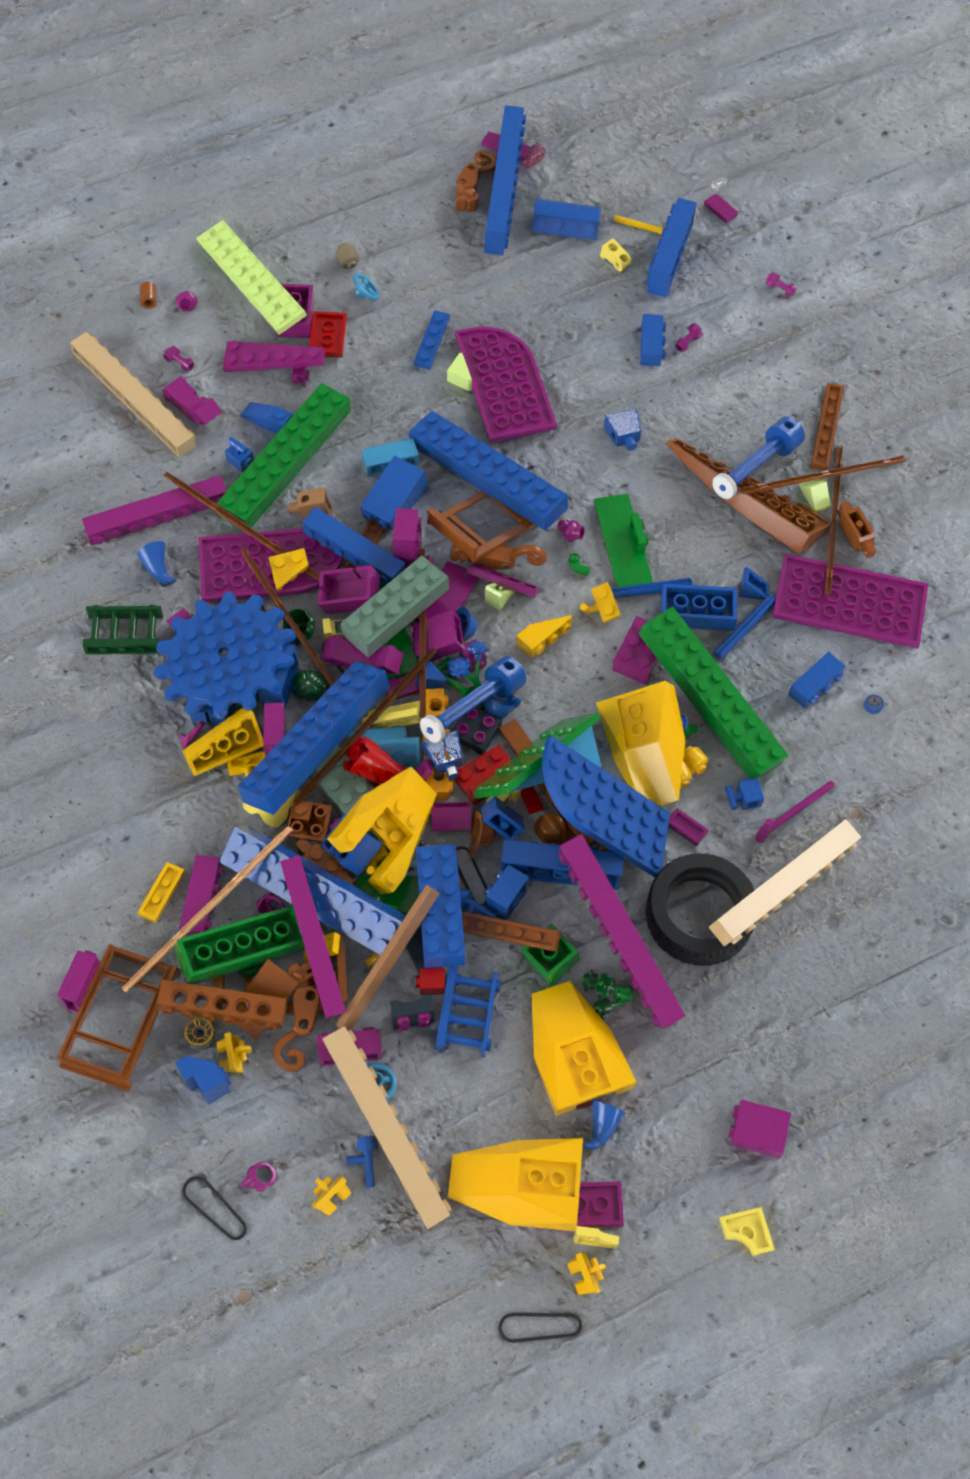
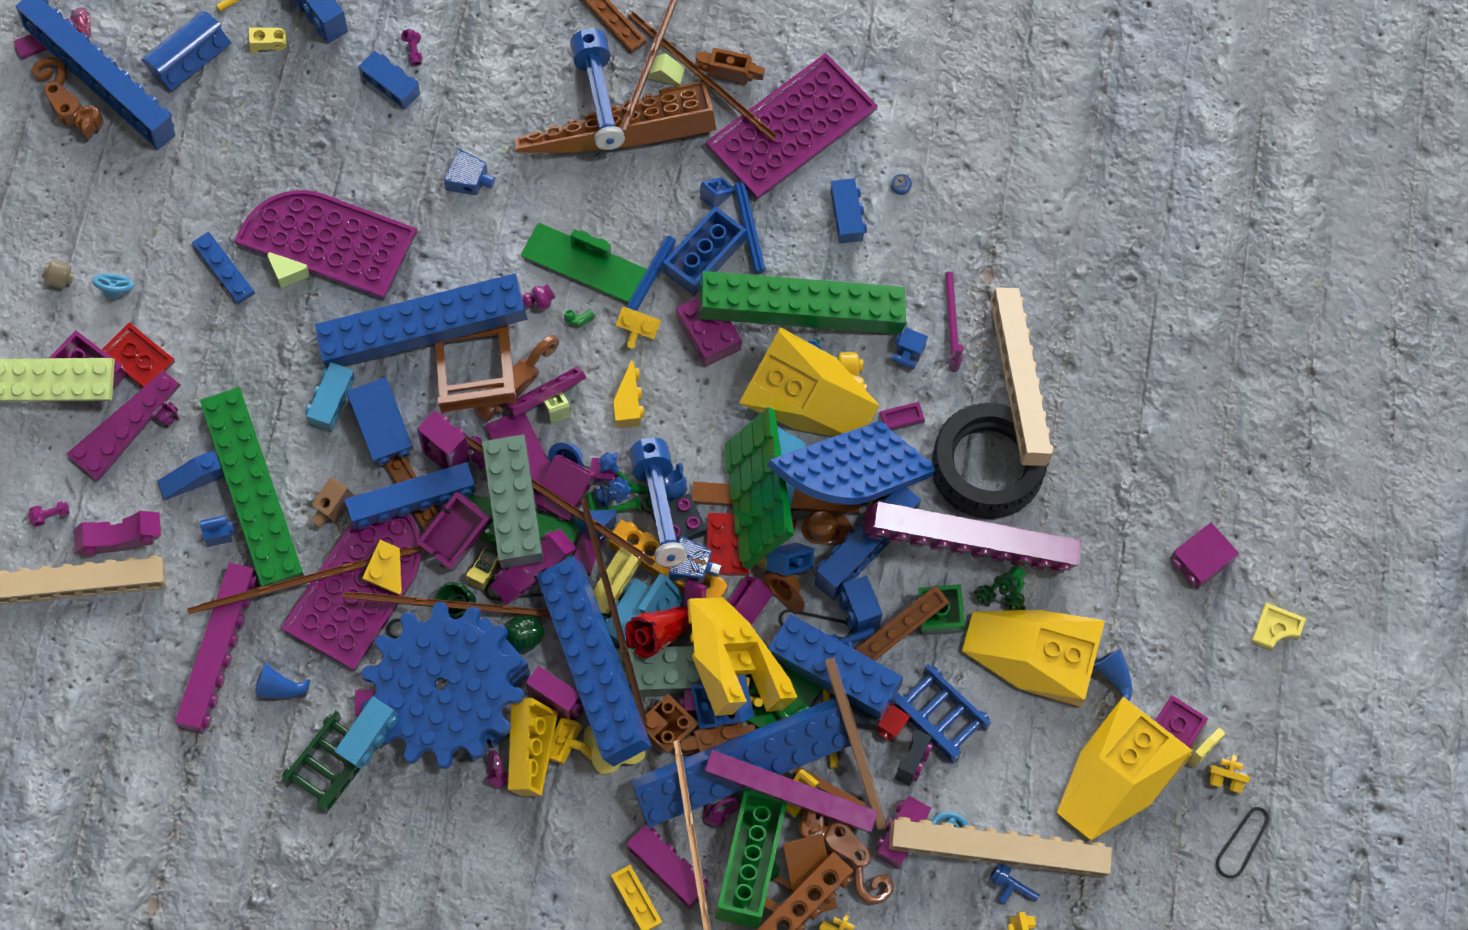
camera: 55 degrees left, 5 degrees up
(153, 631) = (367, 733): none -> dark azure brick

